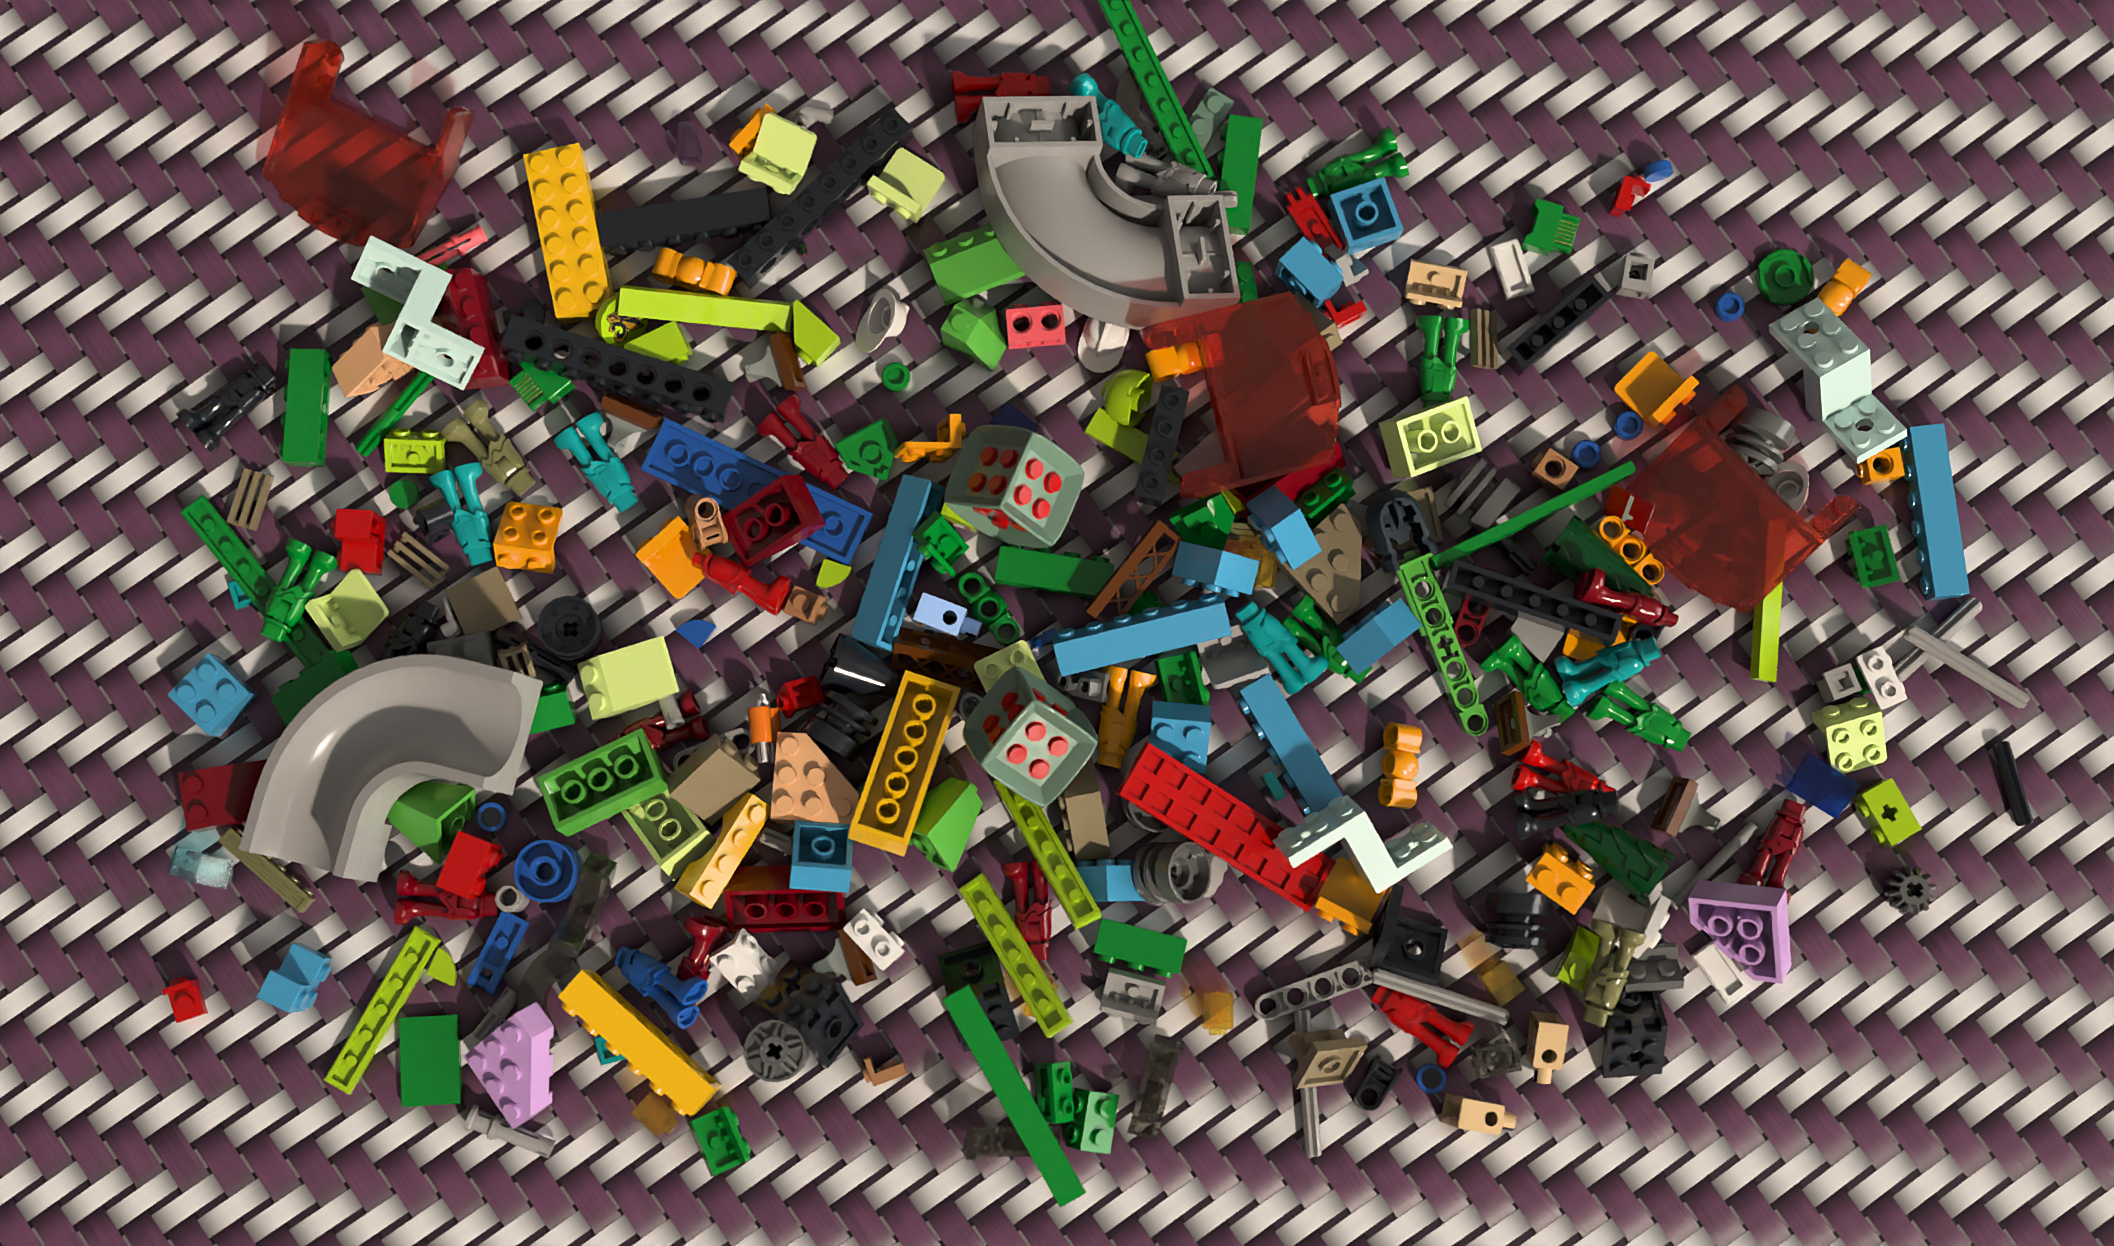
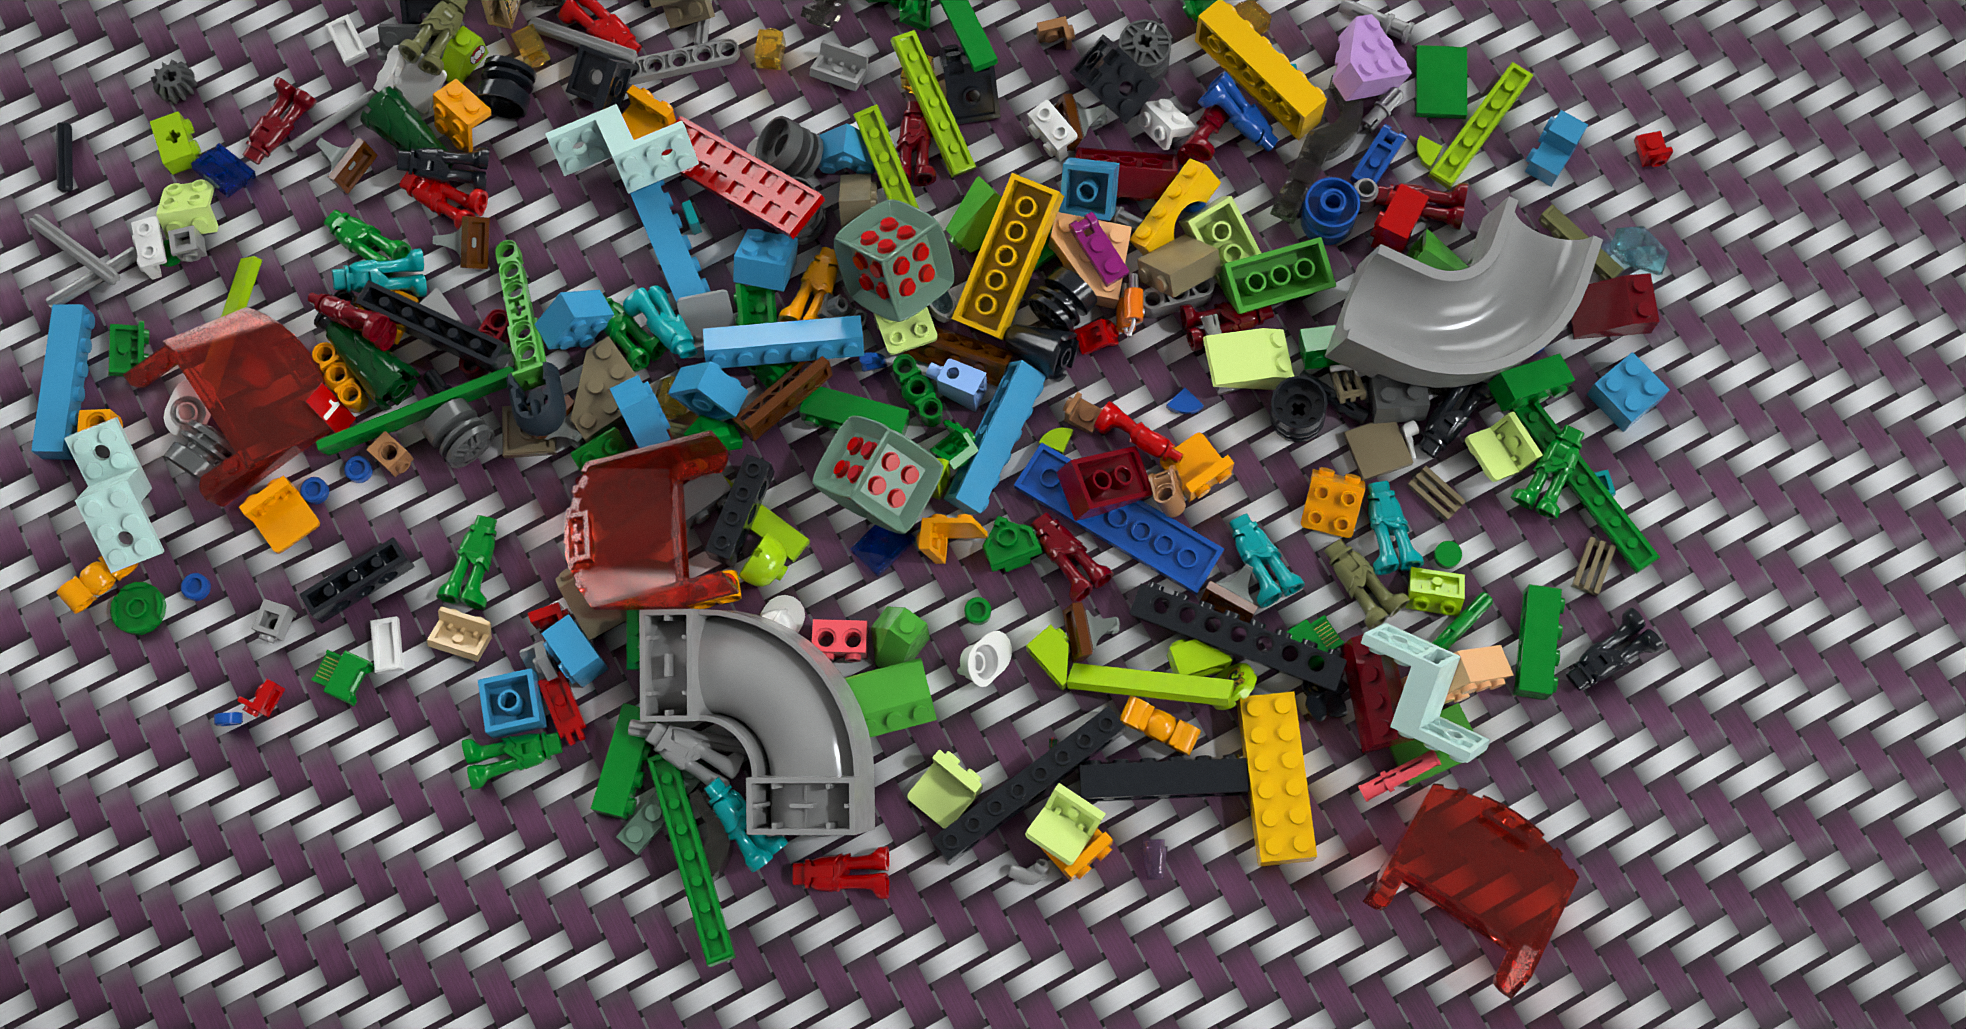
camera: 170 degrees left, 10 degrees down
(362, 540) = (1489, 511): red brick -> none
(435, 520) = (1420, 521): black piece -> none
(802, 779) = (1099, 250): none -> magenta plate
(1140, 947) = (824, 102): green brick -> none
(1400, 765) = (579, 221): light orange piece -> none
(1430, 437) = (495, 492): yellowish green slope -> none
(1483, 339) = (427, 580): dark tan tile -> none
(1537, 687) = (451, 279): green piece -> none
(1745, 925) = (317, 63): lavender brick -> none

